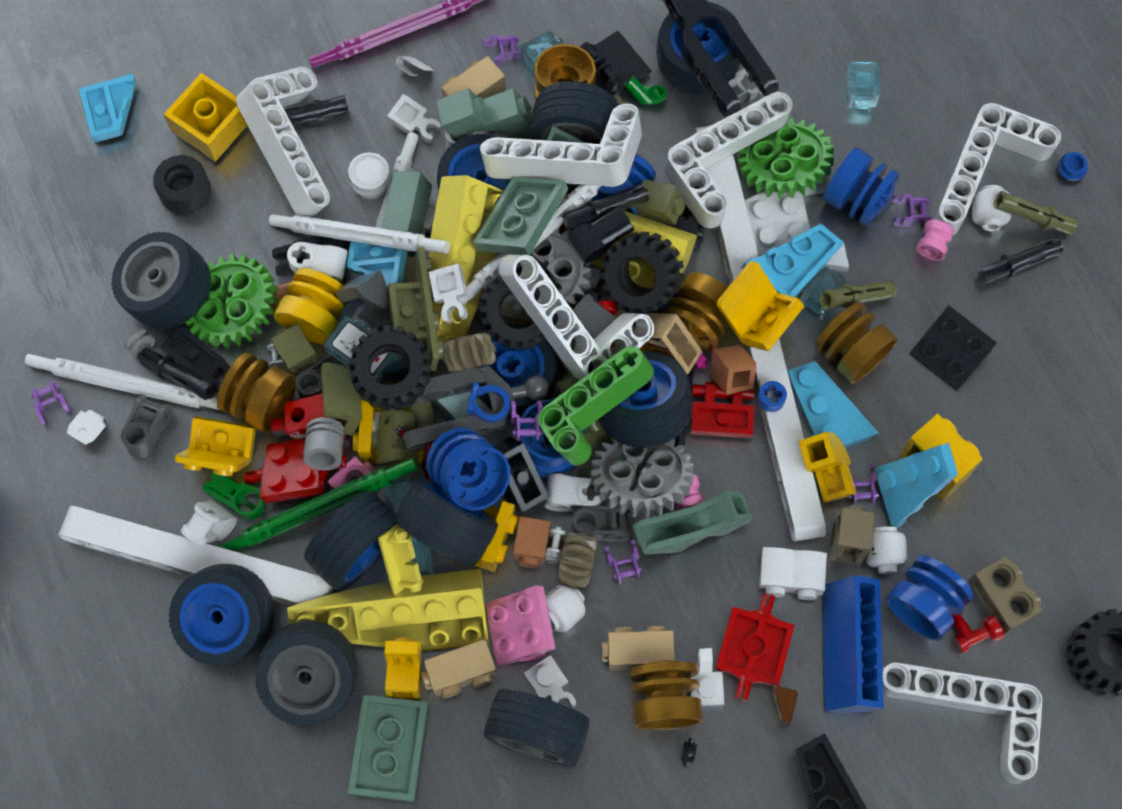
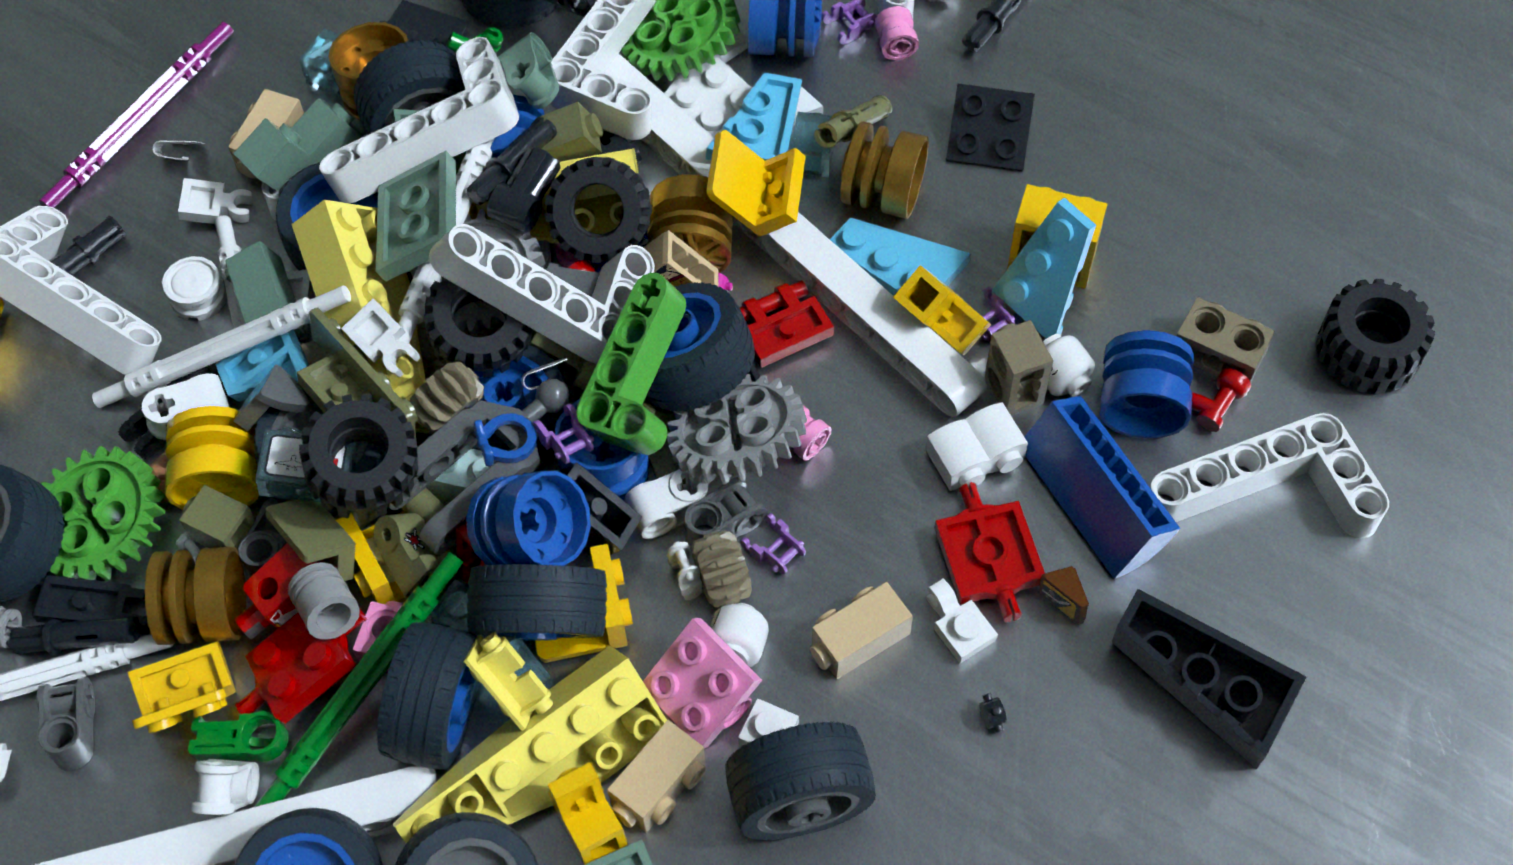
camera: 30 degrees left, 10 degrees down
(510, 40) = (272, 75): medium lavender piece -> none
(532, 542) = (652, 582): nougat brick -> none
(541, 363) = (538, 369): none -> white piece
(657, 145) = (531, 70): none -> sand green piece
(666, 689) = (927, 658): pearl gold wheel -> none
(687, 526) = (822, 465): sand green arch -> none
(733, 369) = (766, 268): nougat brick -> none
(779, 390) = (828, 281): blue bush -> none

